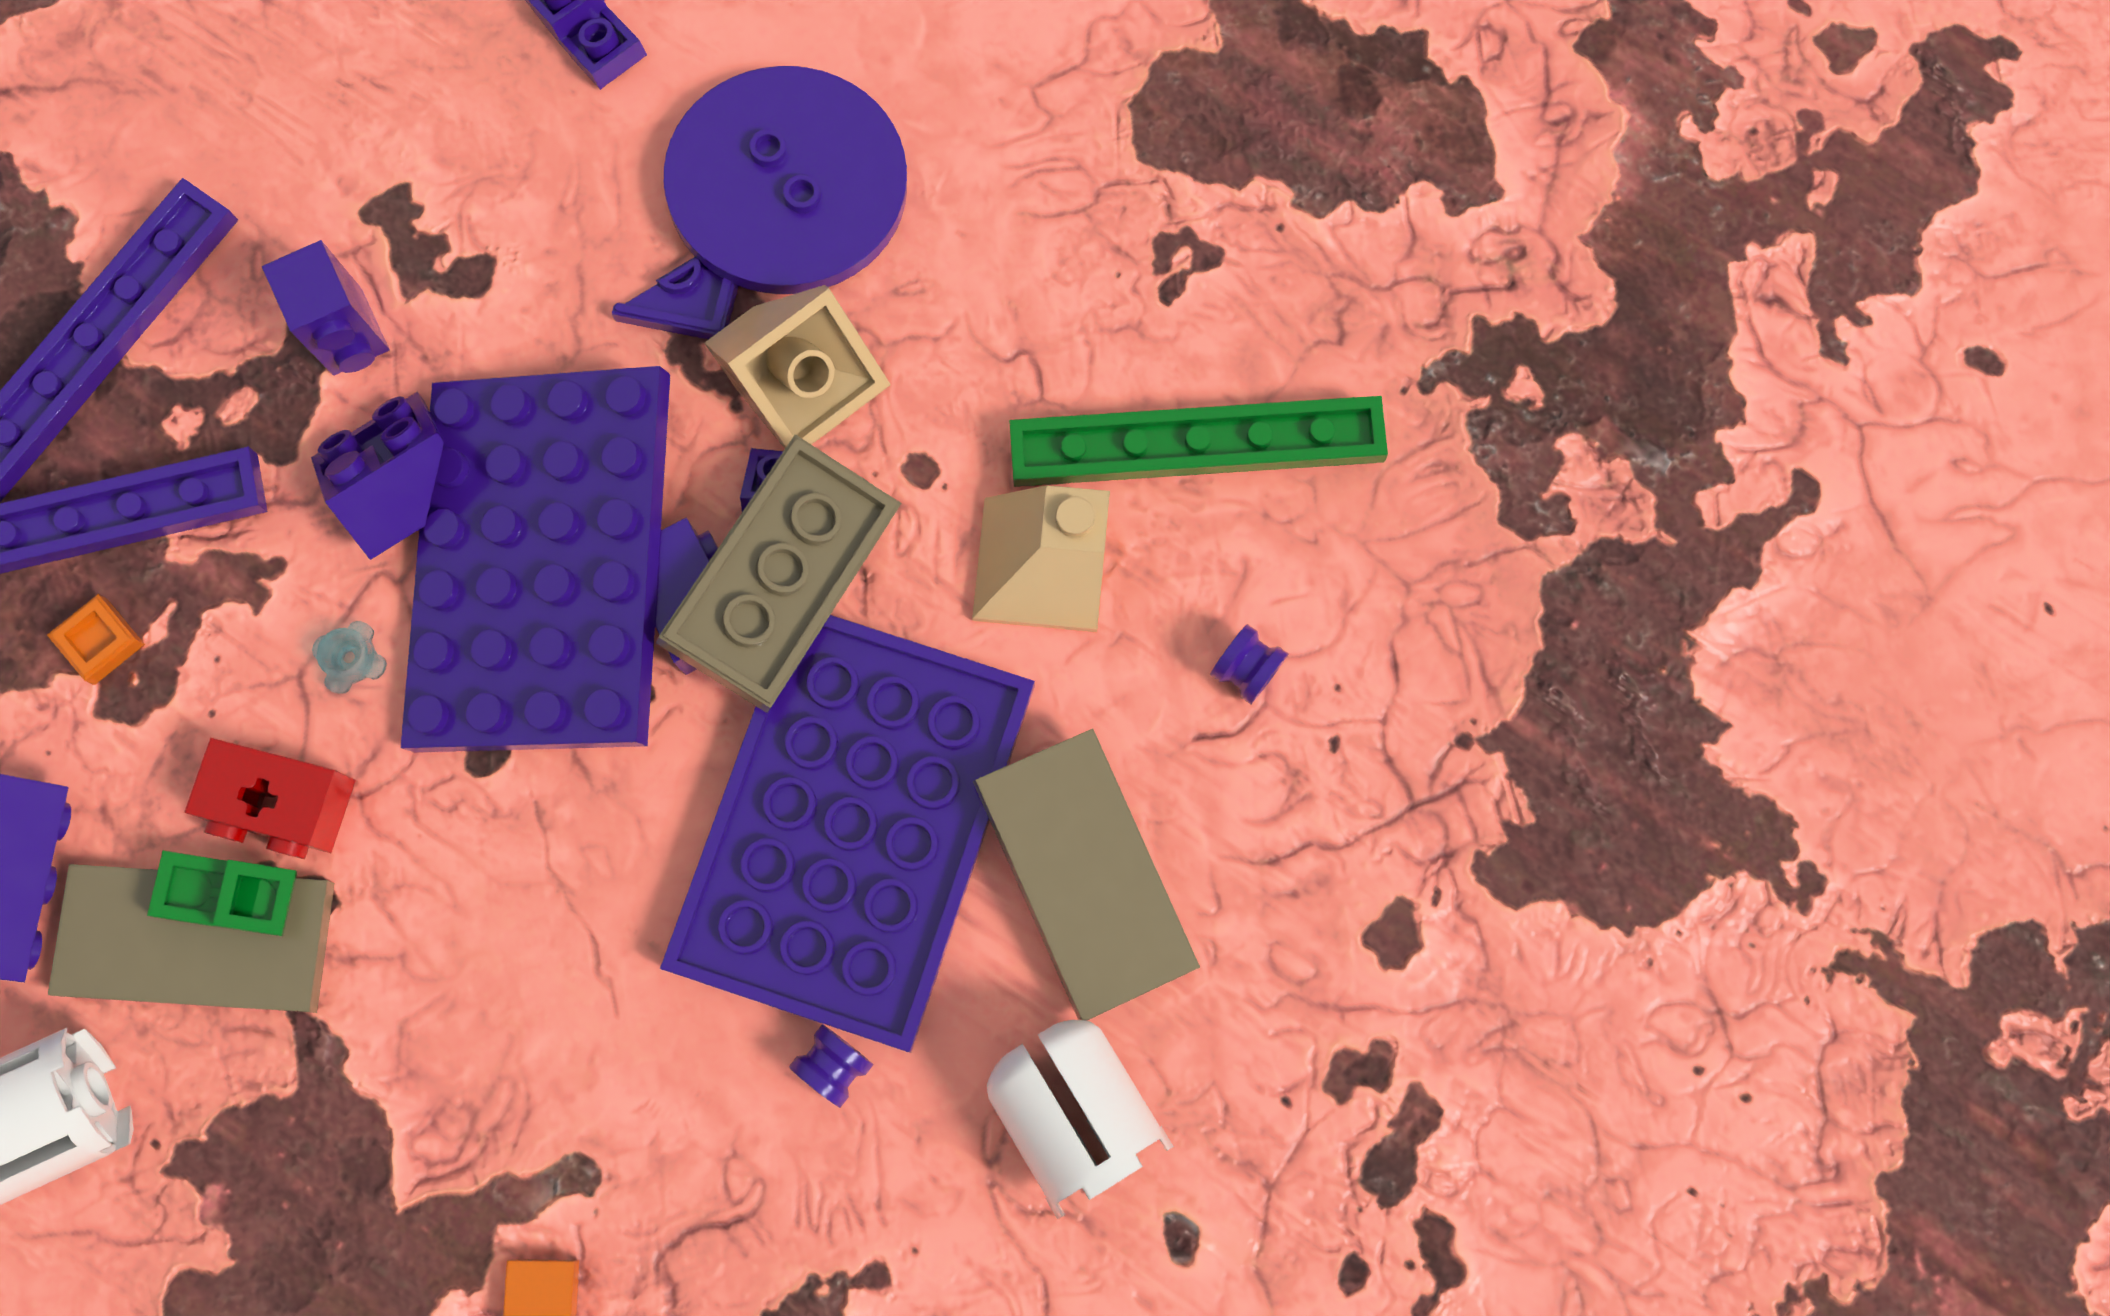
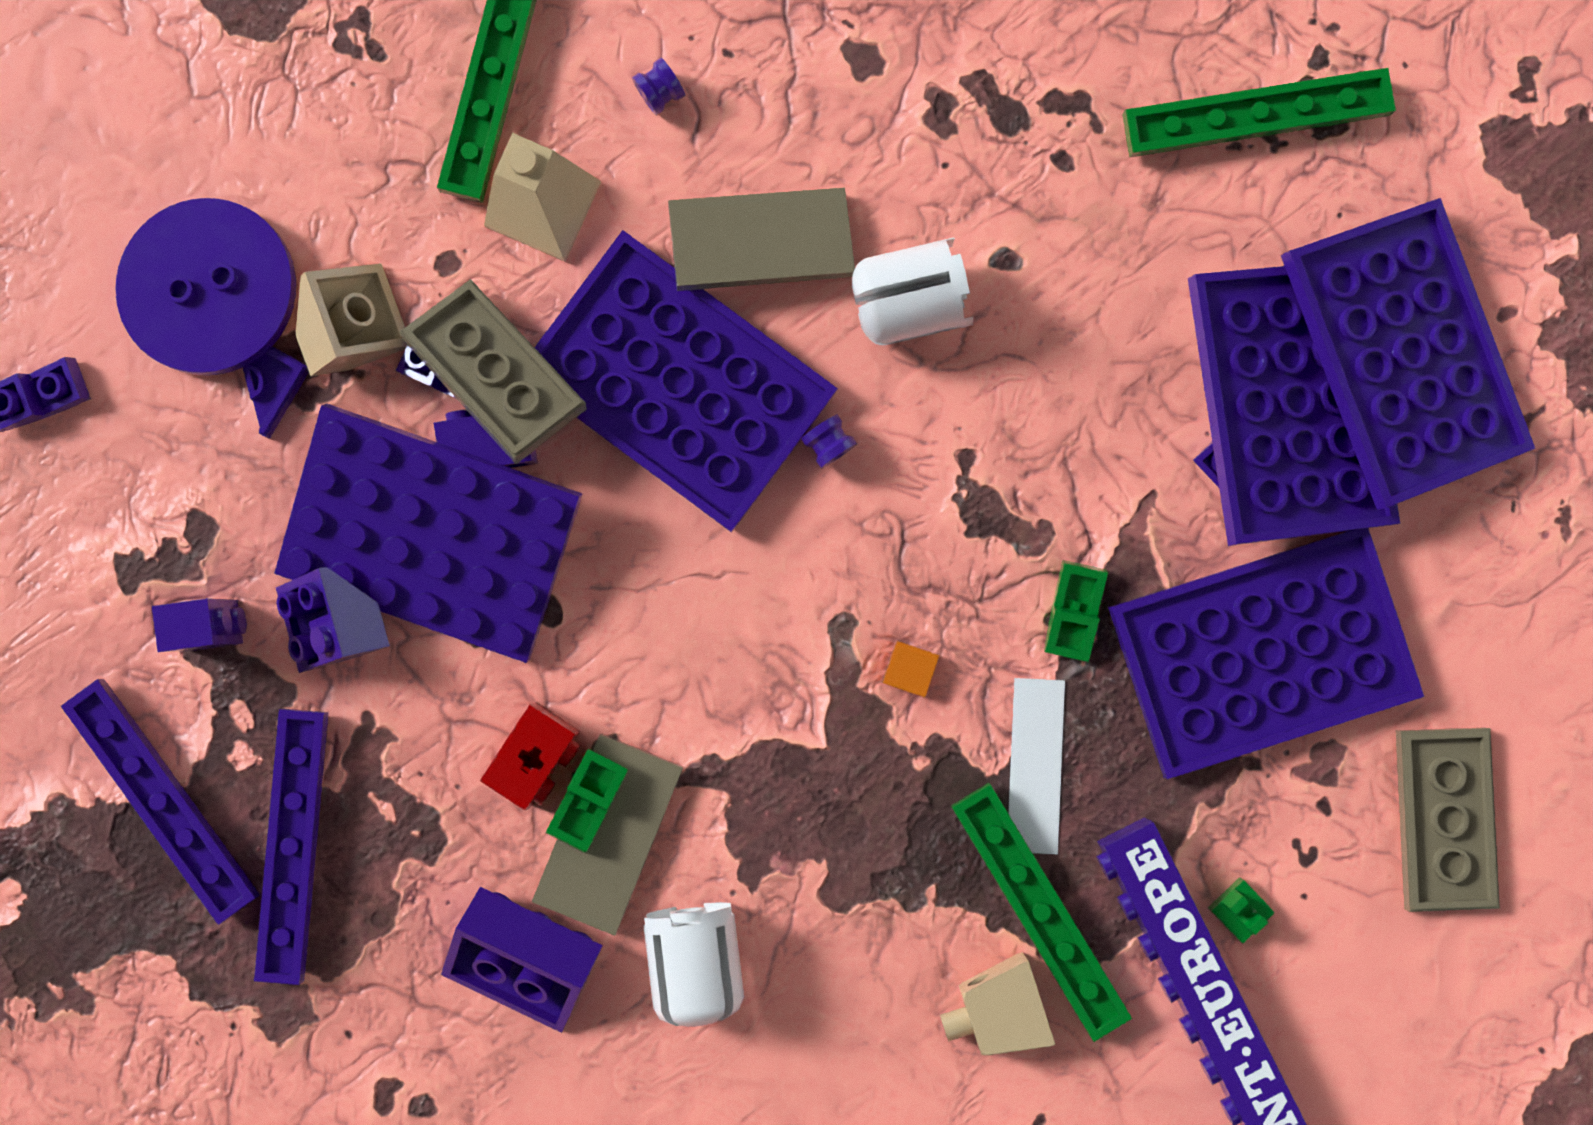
camera: 70 degrees left, 10 degrees up
(95, 639) = (380, 850): orange tile -> none
(333, 647) = (439, 676): clear light blue plate -> none

